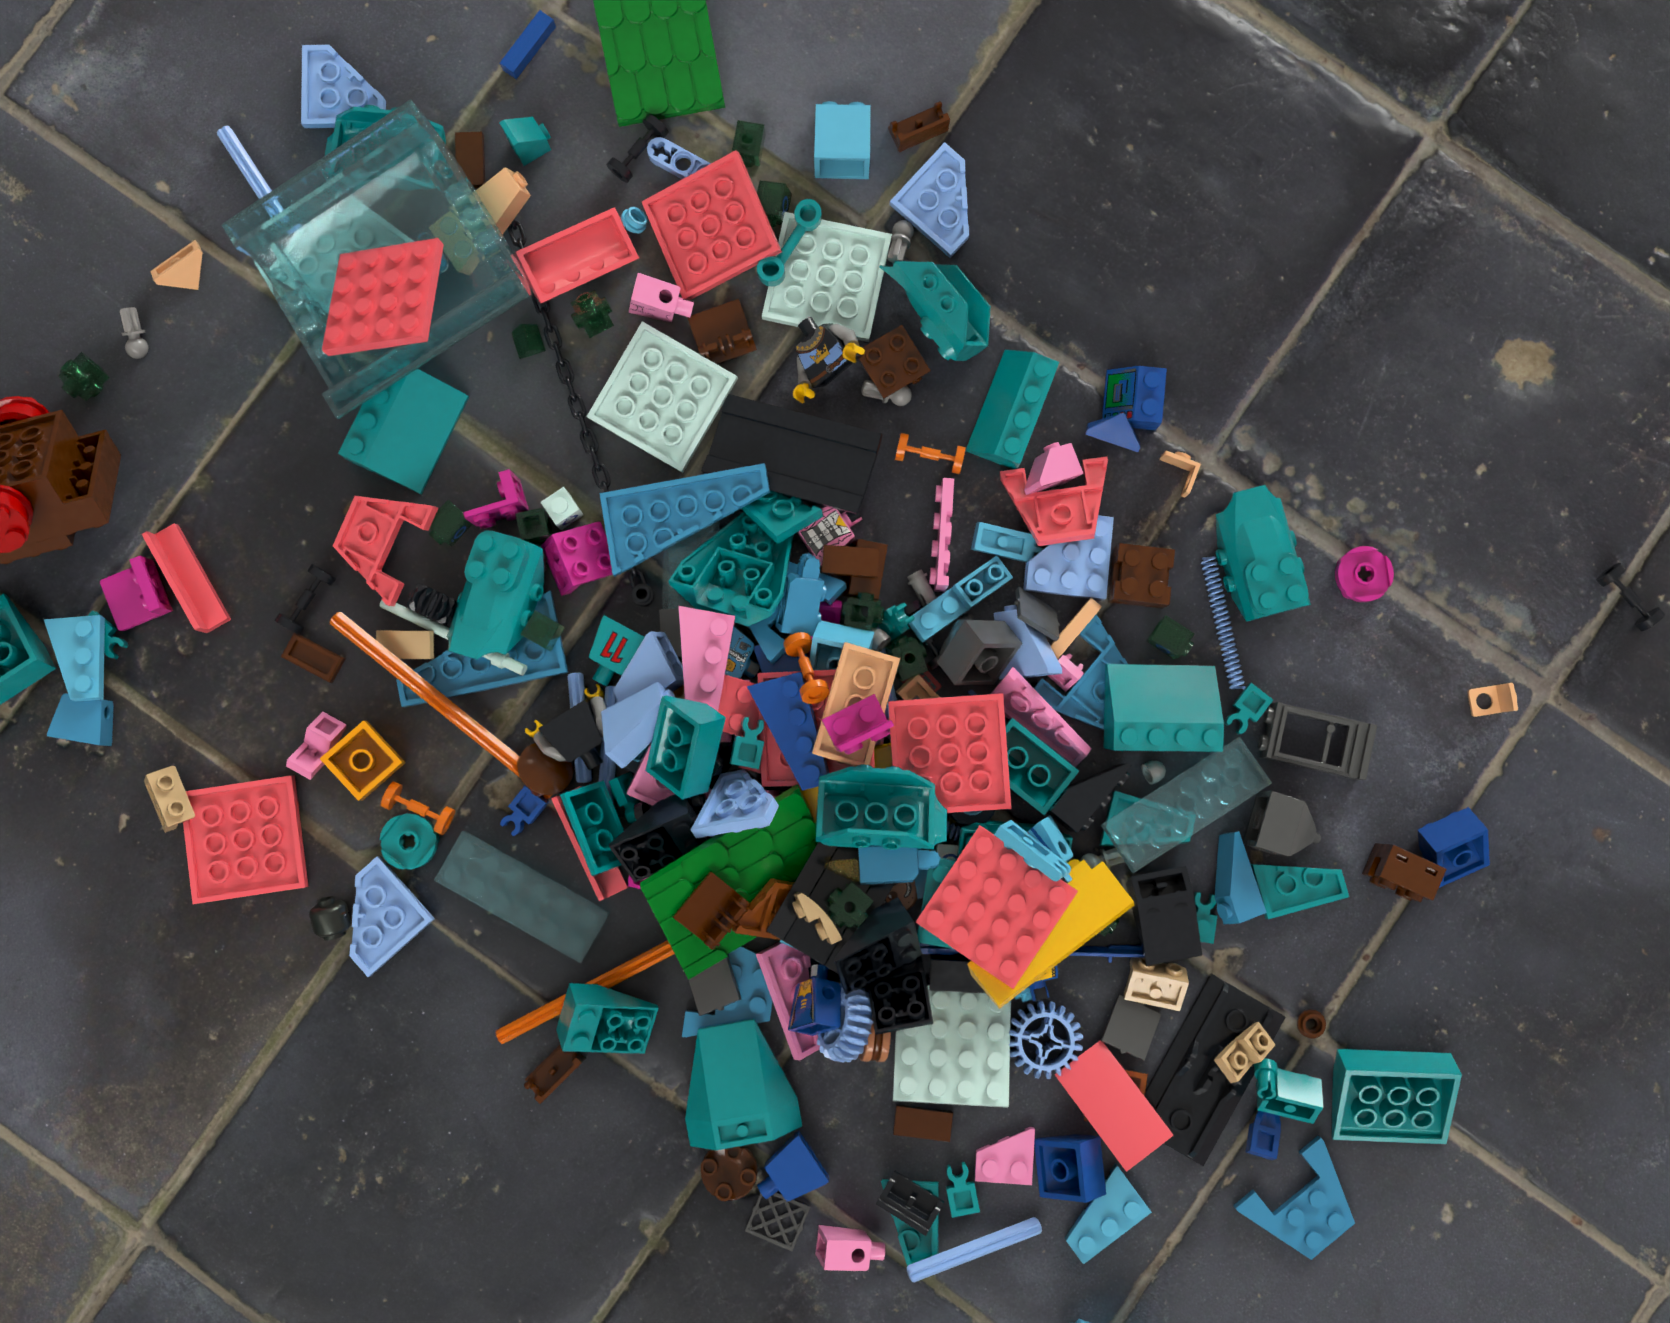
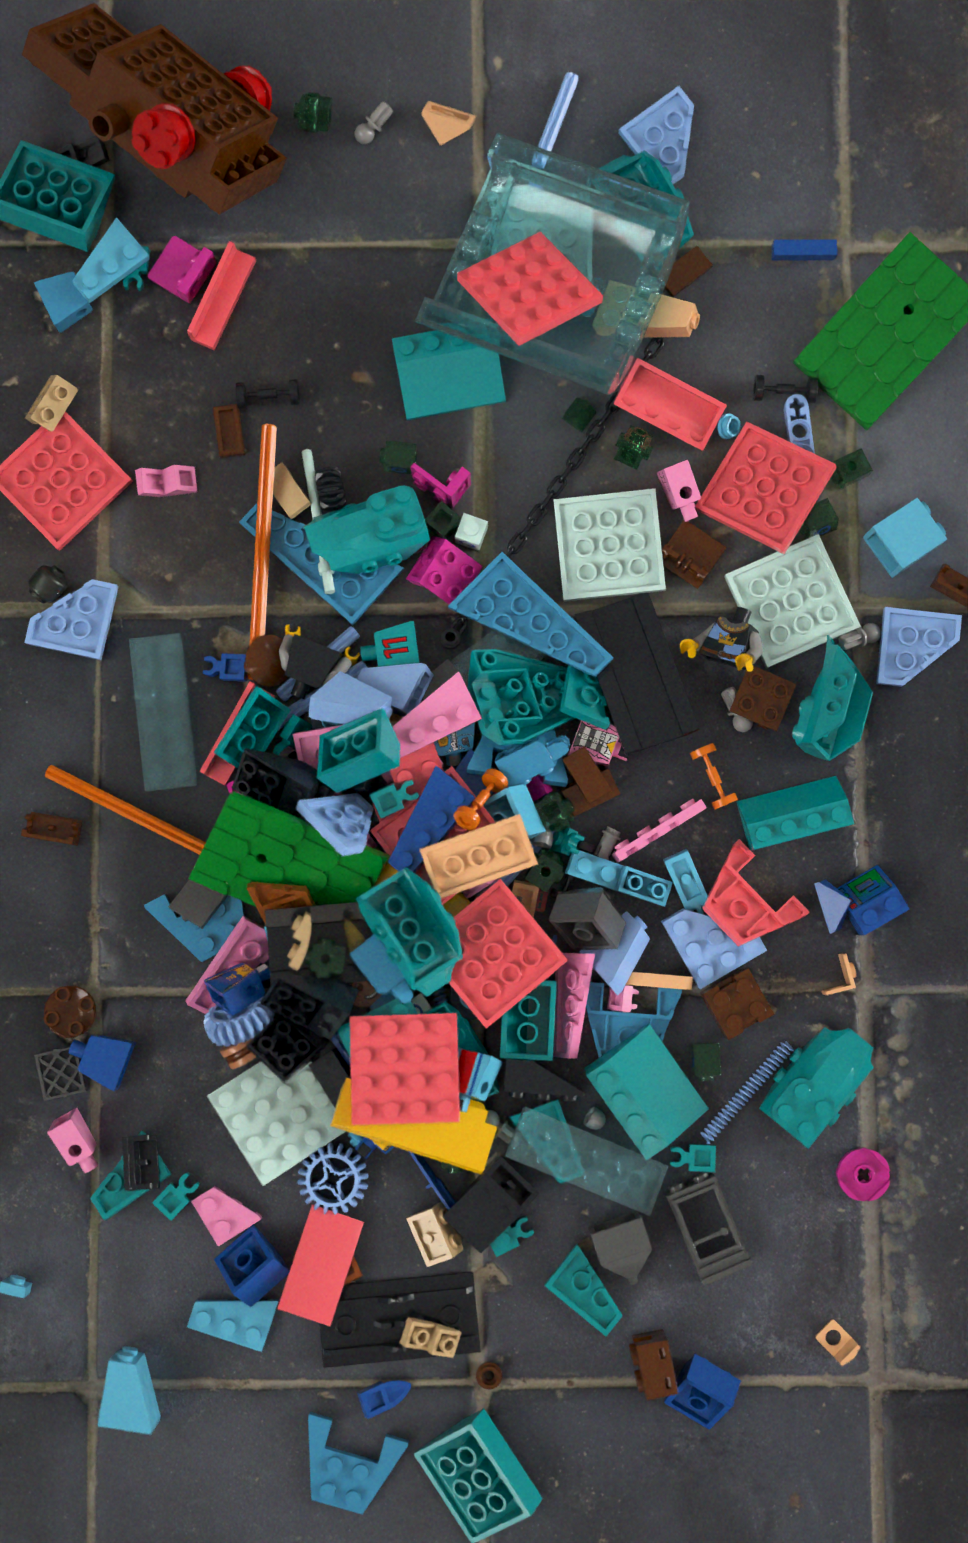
camera: 55 degrees right, 0 degrees up
(362, 760) = (179, 523): light orange brick -> none
(370, 534) = (350, 405): coral wing -> none
(392, 796) = (169, 563): orange wheel -> none
(408, 825) = (134, 589): teal plate -> none
(526, 138) = (731, 302): teal slope -> none
(542, 630) = (369, 584): clear green brick -> none
(604, 1021) = (114, 839): teal slope -> none
(712, 910) = (250, 859): reddish brown hinge -> none
(738, 1089) = (134, 974): teal wedge -> none
(808, 218) = (825, 555): teal piece -> none
(856, 724) = (464, 867): dark pink bracket -> none
(923, 1123) = (206, 1131): reddish brown tile -> none
(974, 1249) = (140, 1236): light blue axle -> none
(1033, 852) = (465, 1066): medium azure hinge -> none
(1037, 614) = (649, 944): dark grey piece -> none
(1053, 468) = (770, 877): bright pink slope -> none
(1131, 1027) = (388, 1238): dark grey piece -> none
(1236, 885) = (552, 1242): dark azure slope -> none
(1287, 1092) = (423, 1392): teal hinge -> none

